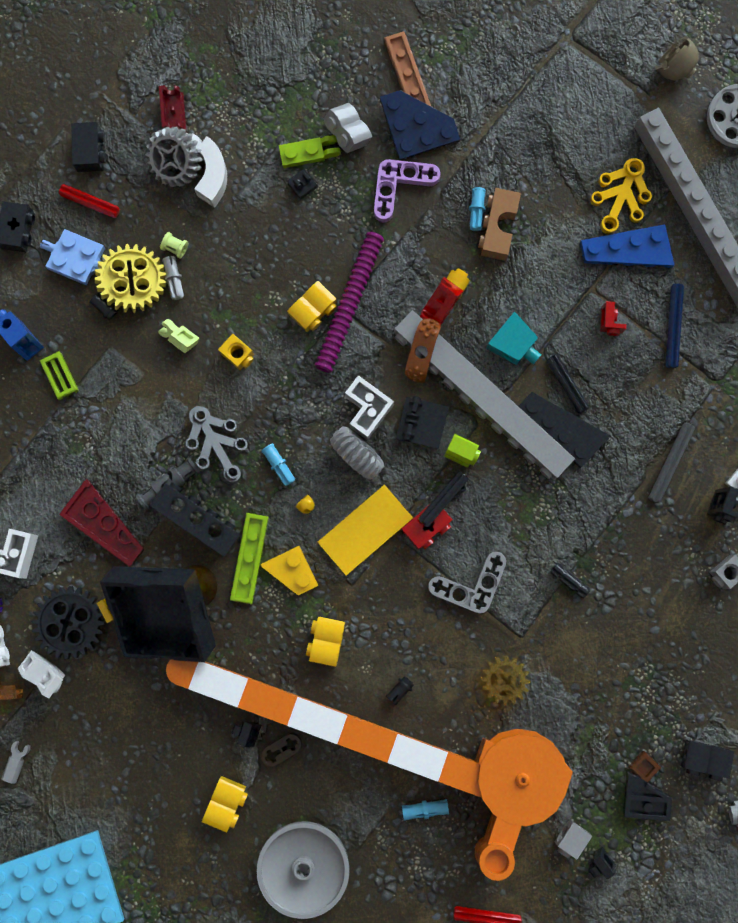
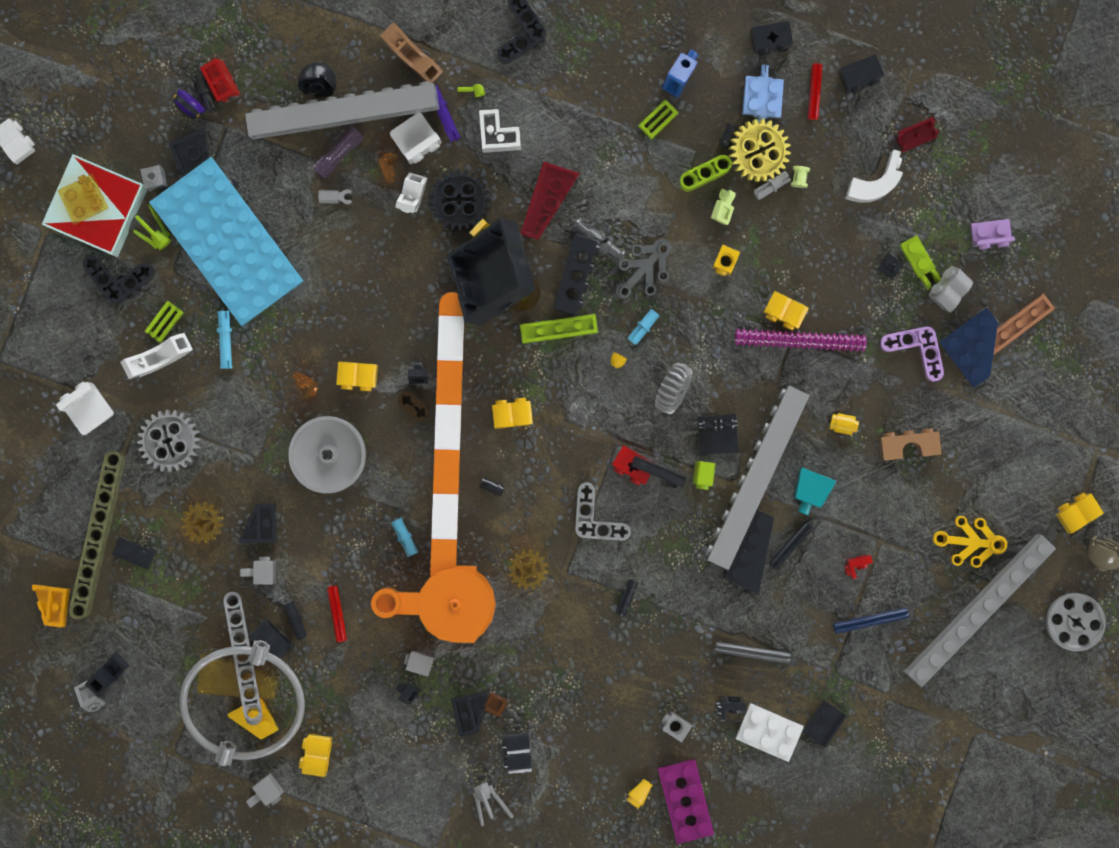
camera: 75 degrees right, 5 degrees up
(134, 333) = (715, 172): none -> lime beam
(163, 160) = (873, 140): light grey gear -> none
(210, 868) = (303, 381): none -> clear orange bracket
(292, 570) = (560, 367): yellow wing -> none
(302, 71) = (991, 233): none -> lavender bracket
(365, 530) = (613, 416): yellow tile -> none
(373, 407) = (719, 388): white brick -> none
(425, 336) = (789, 414): dark orange piece -> none
(441, 301) = (823, 417): red hinge -> none
(477, 208) = (917, 422): medium azure axle -> none
(626, 74) = (1079, 512): none -> yellow brick
(636, 247) = (929, 569): blue wing -> none

